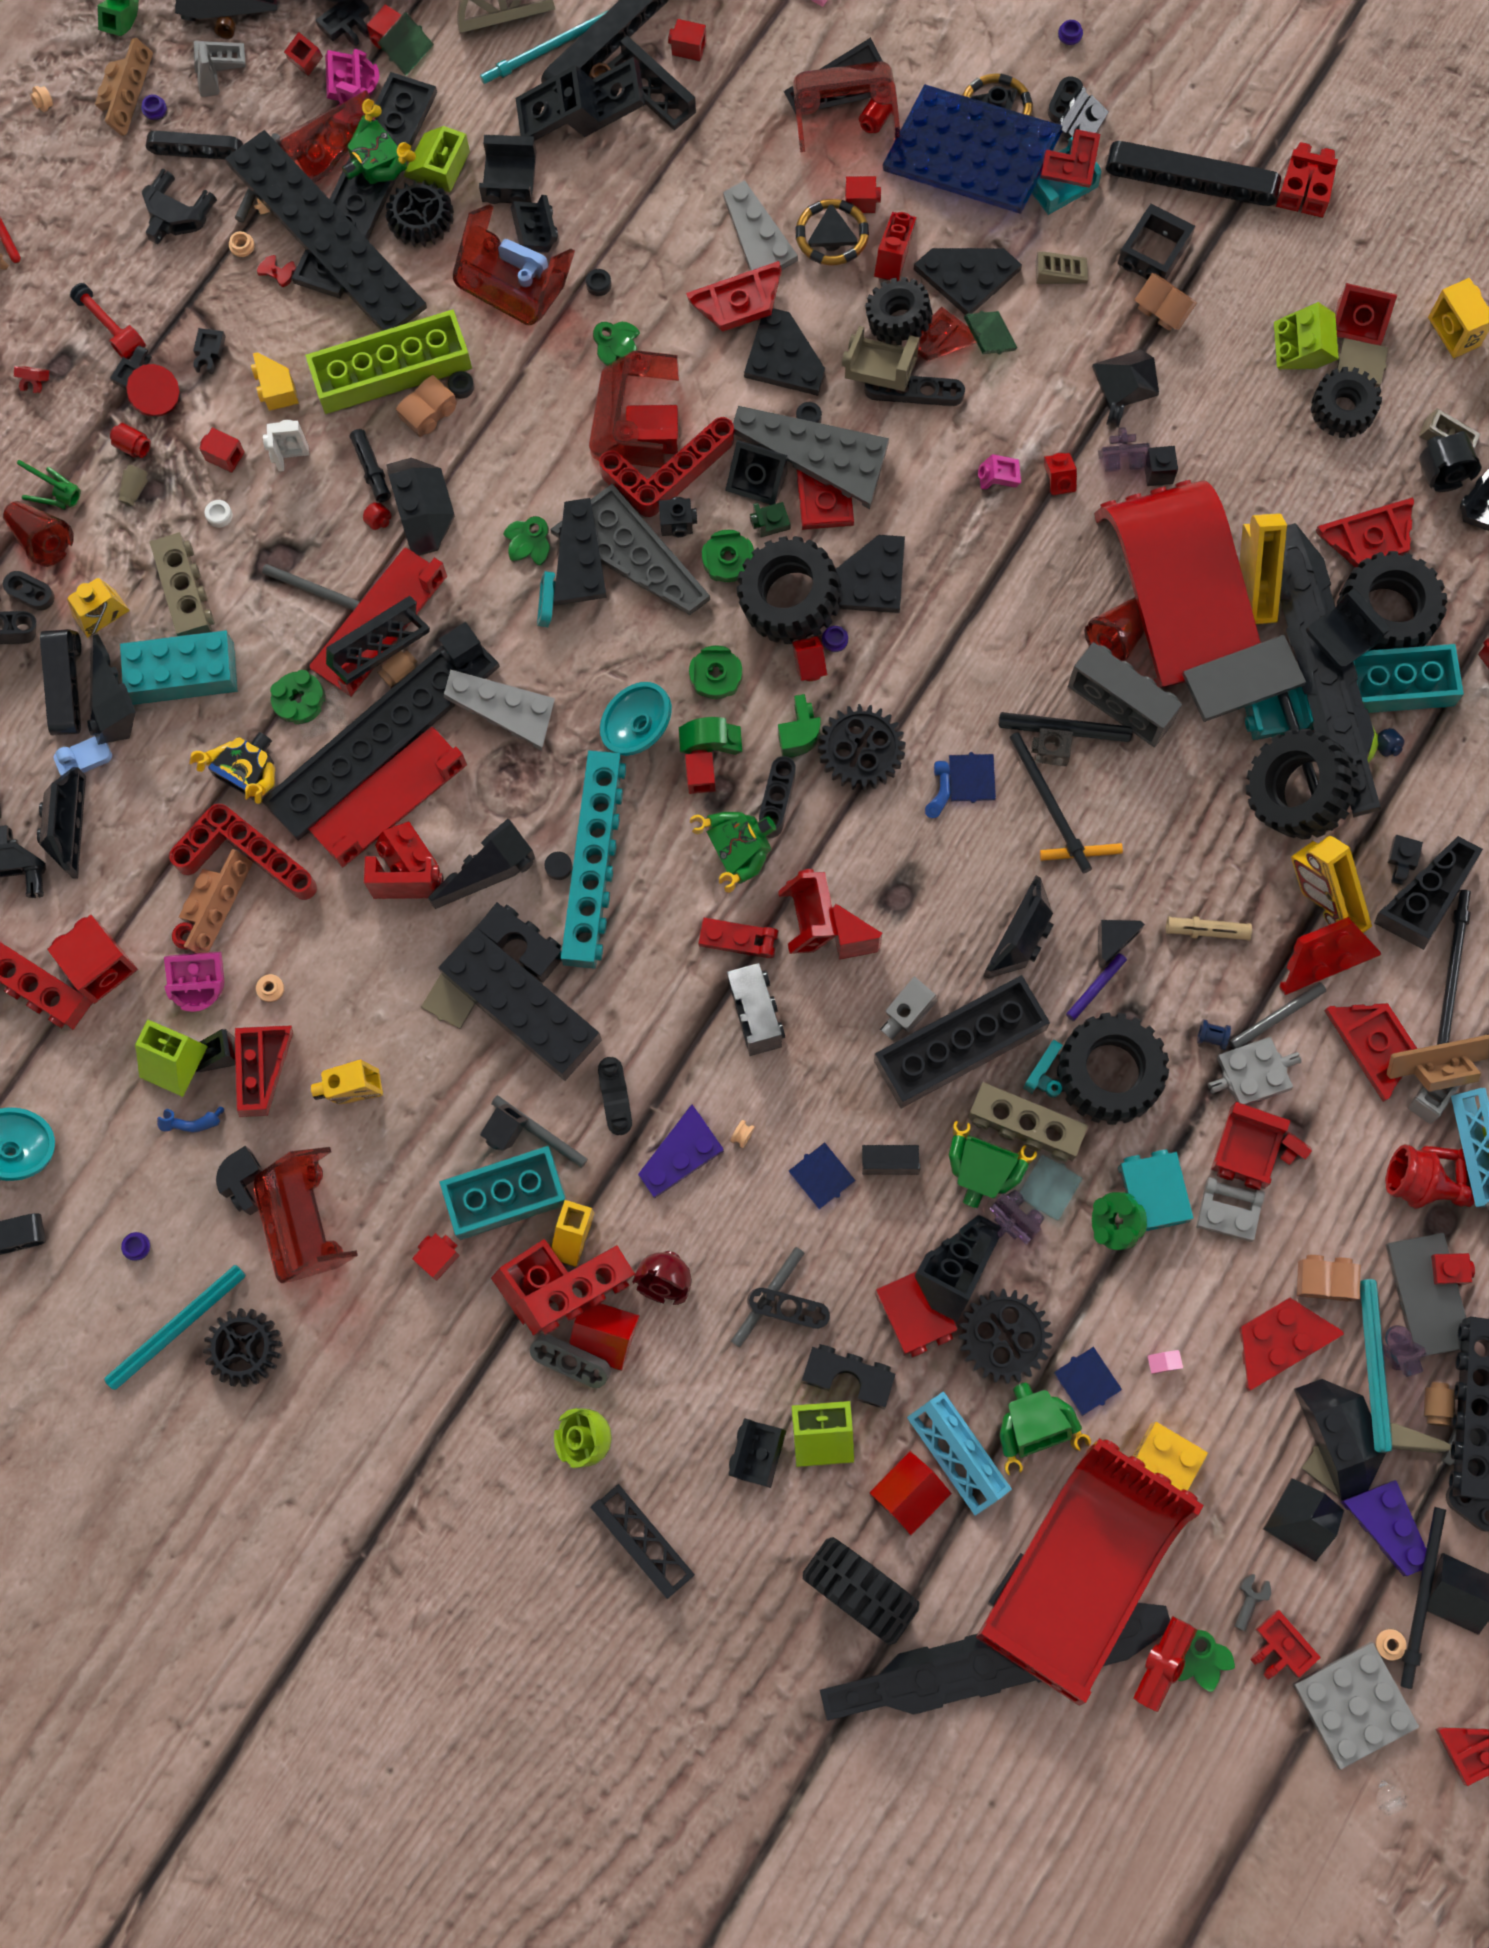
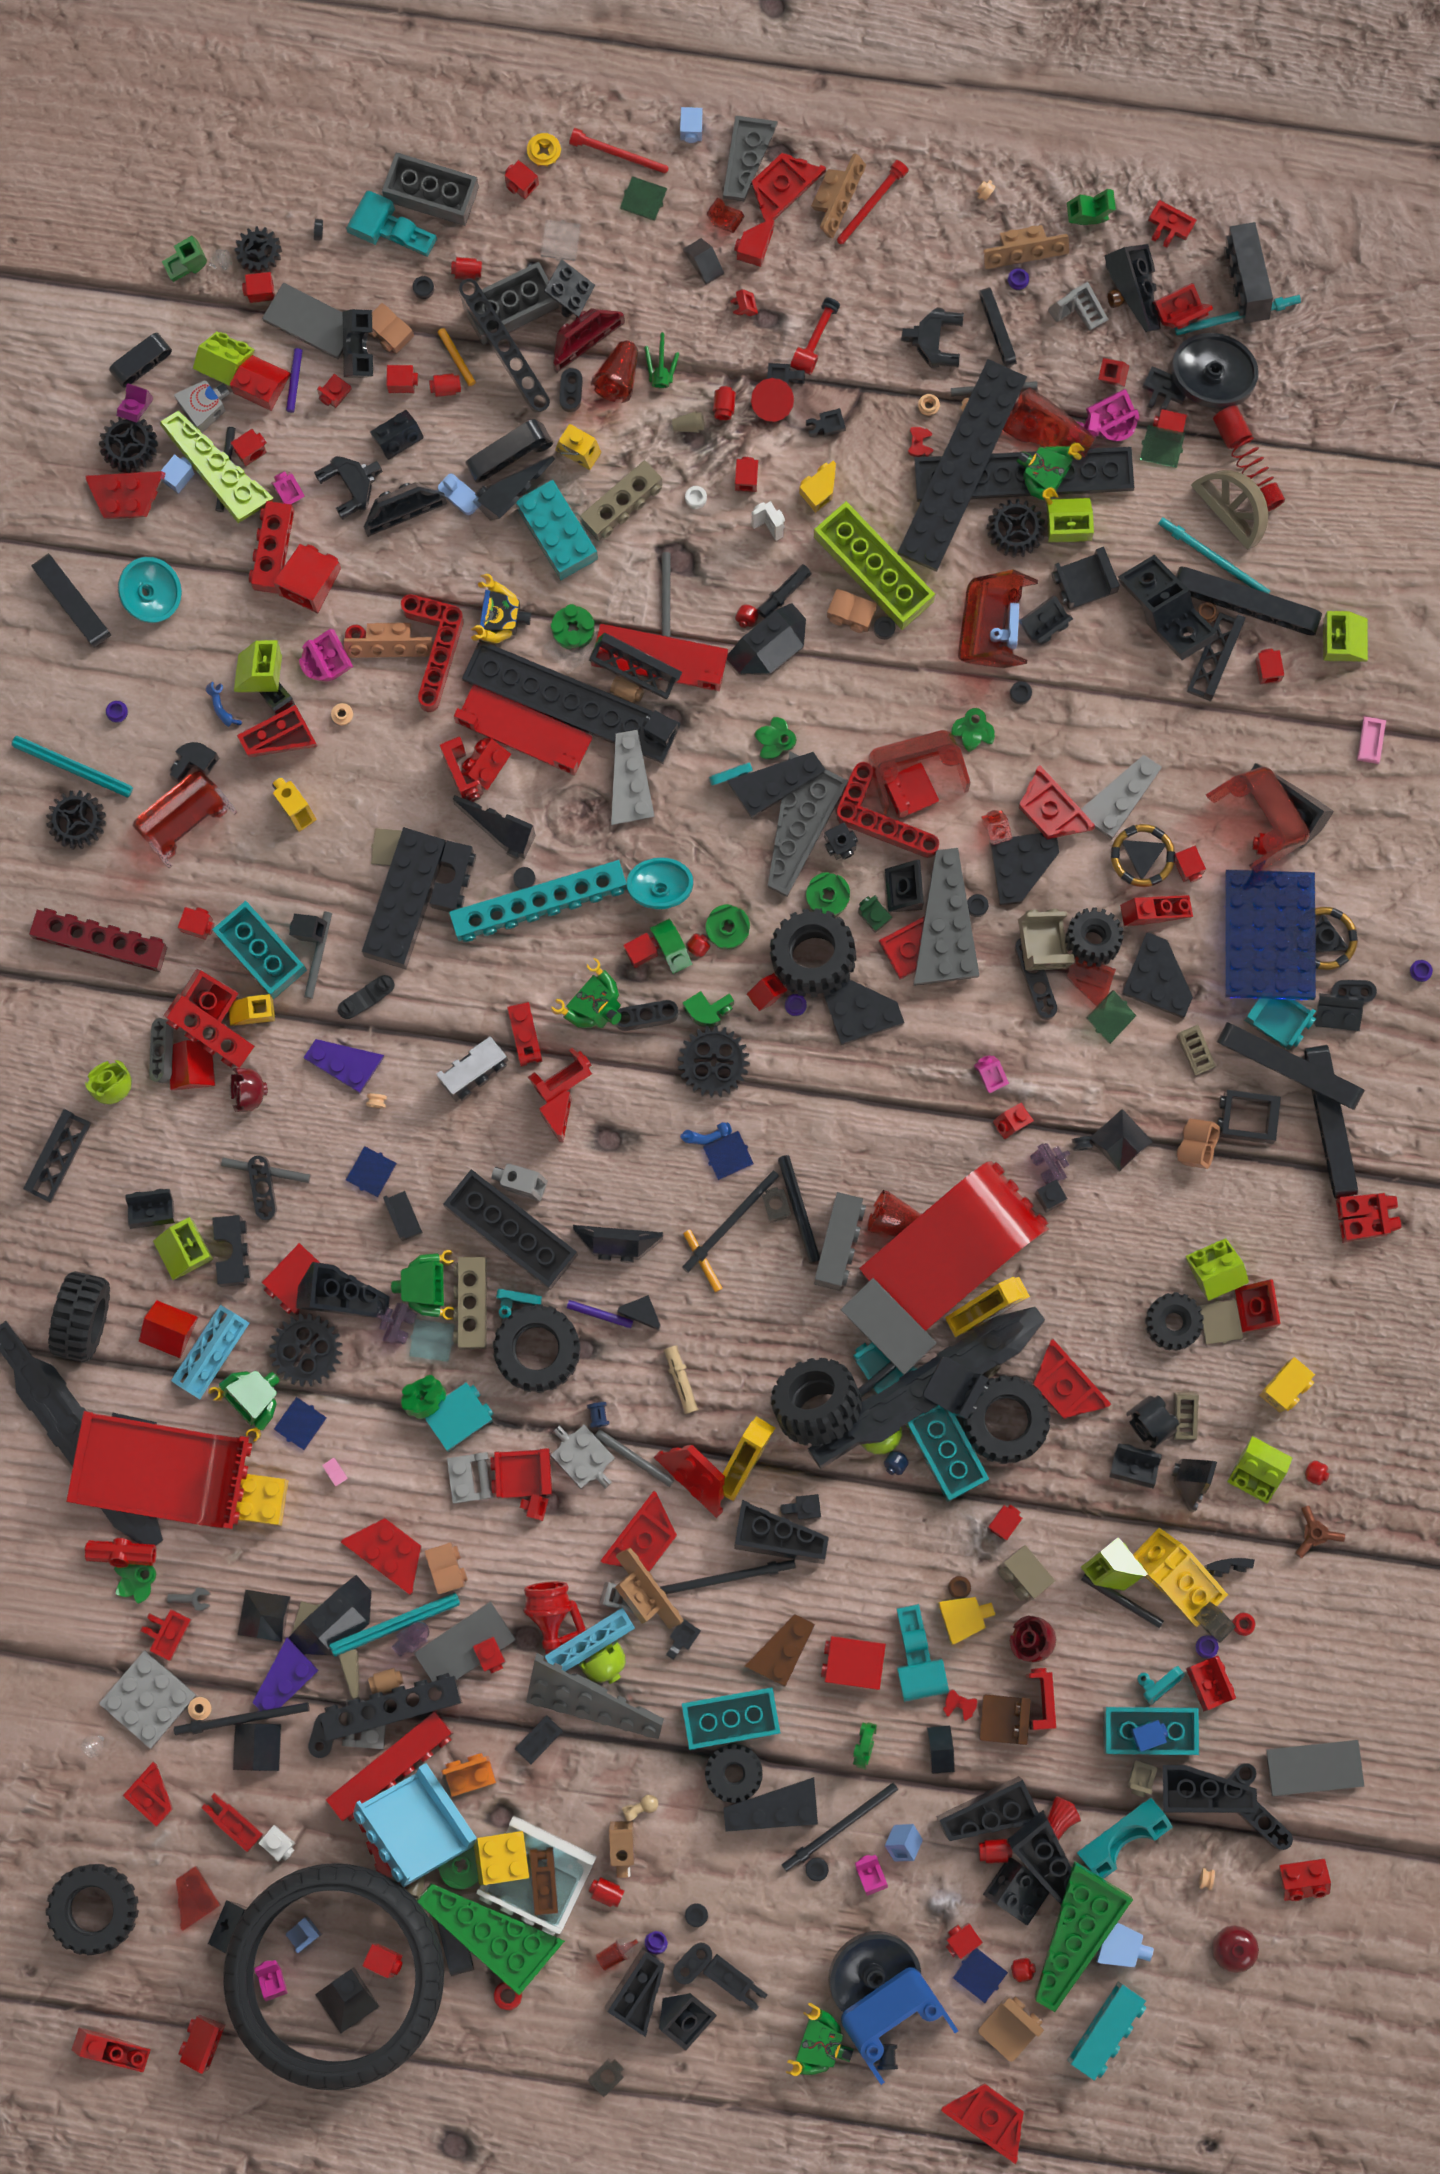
camera: 65 degrees right, 5 degrees up
(345, 1431) = (151, 959): none -> dark red brick
(721, 709) = (698, 944): none -> red piece
(732, 356) = (997, 826): none -> clear red bracket
(1075, 167) = (1282, 1023): red plate -> none
(1122, 179) = (1290, 1066): none -> black beam

